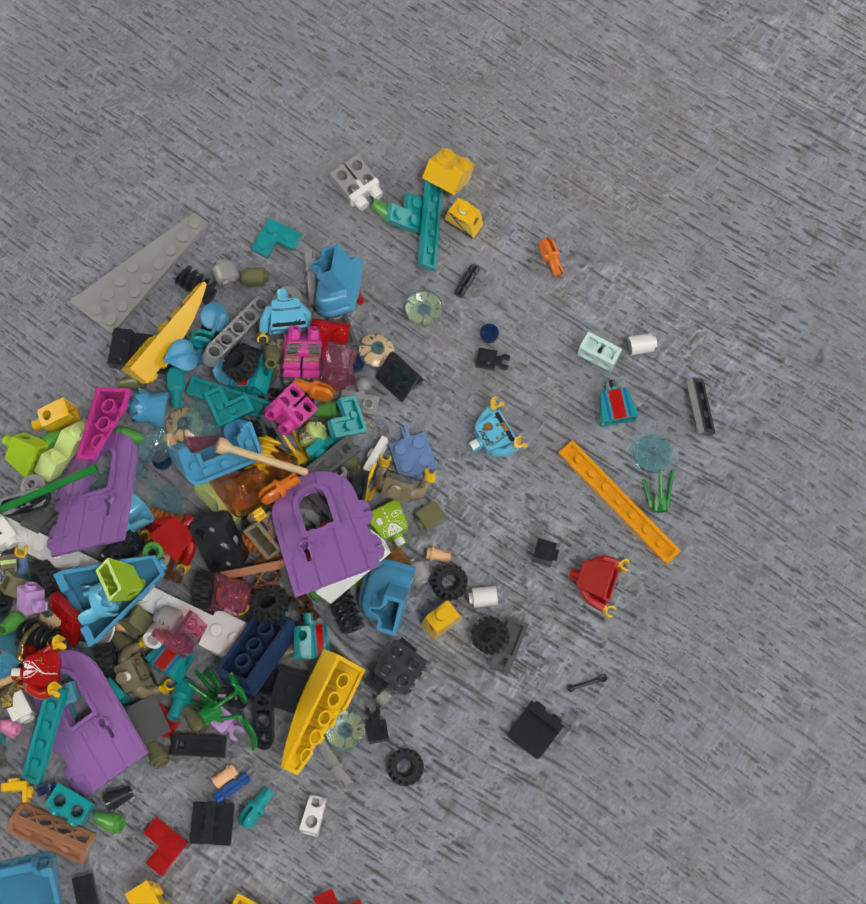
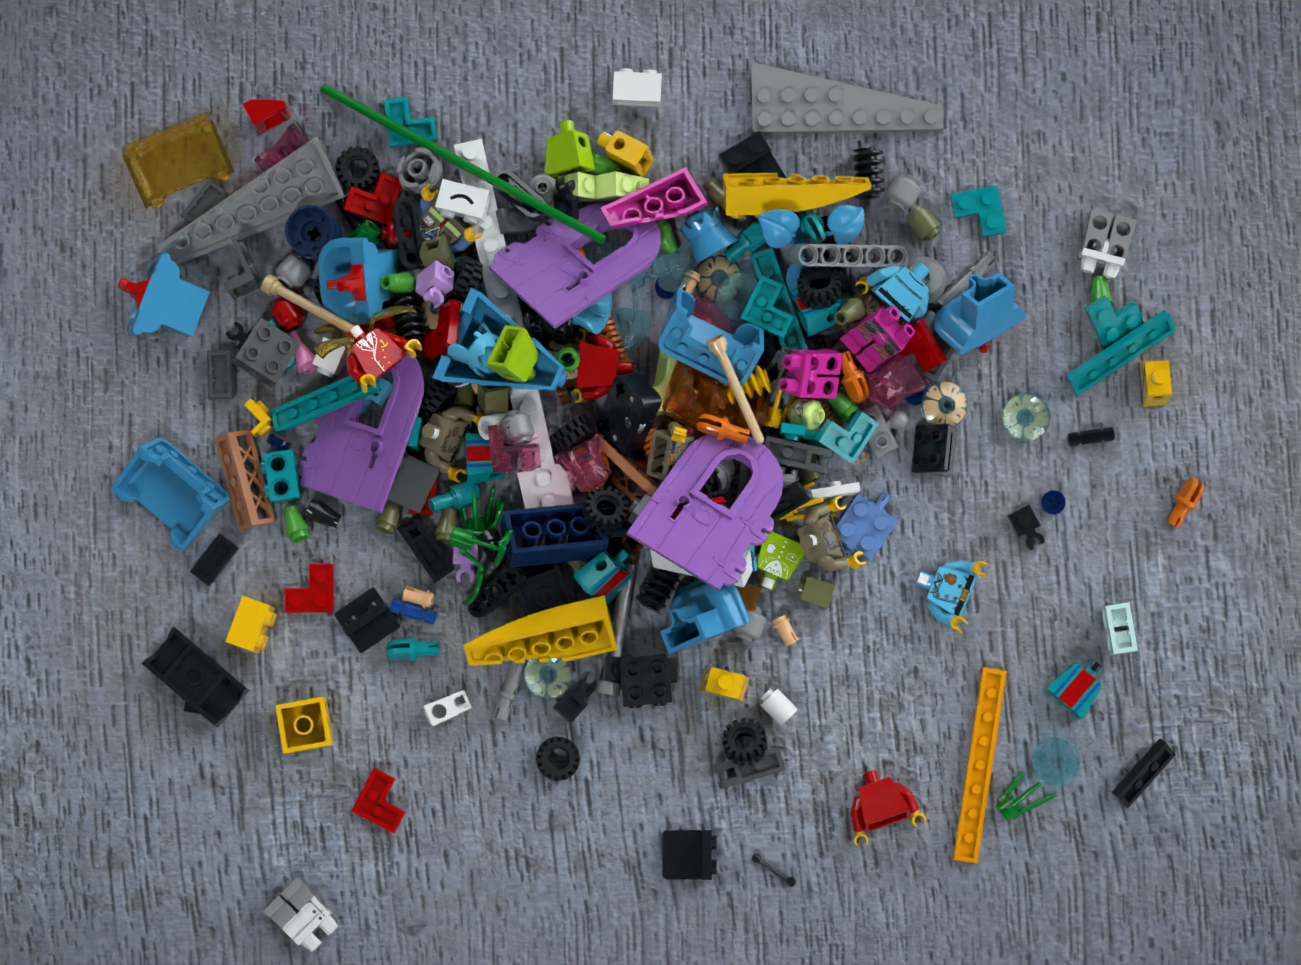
camera: 50 degrees right, 10 degrees up
(23, 380) = (637, 88): none -> white brick
(50, 475) = (564, 198): none -> black plate
(448, 170) = (1191, 327): yellow brick -> none
(455, 571) = (767, 647): black tyre -> none
(545, 552) = (869, 732): black brick -> none
(642, 344) = (1163, 665): white brick -> none

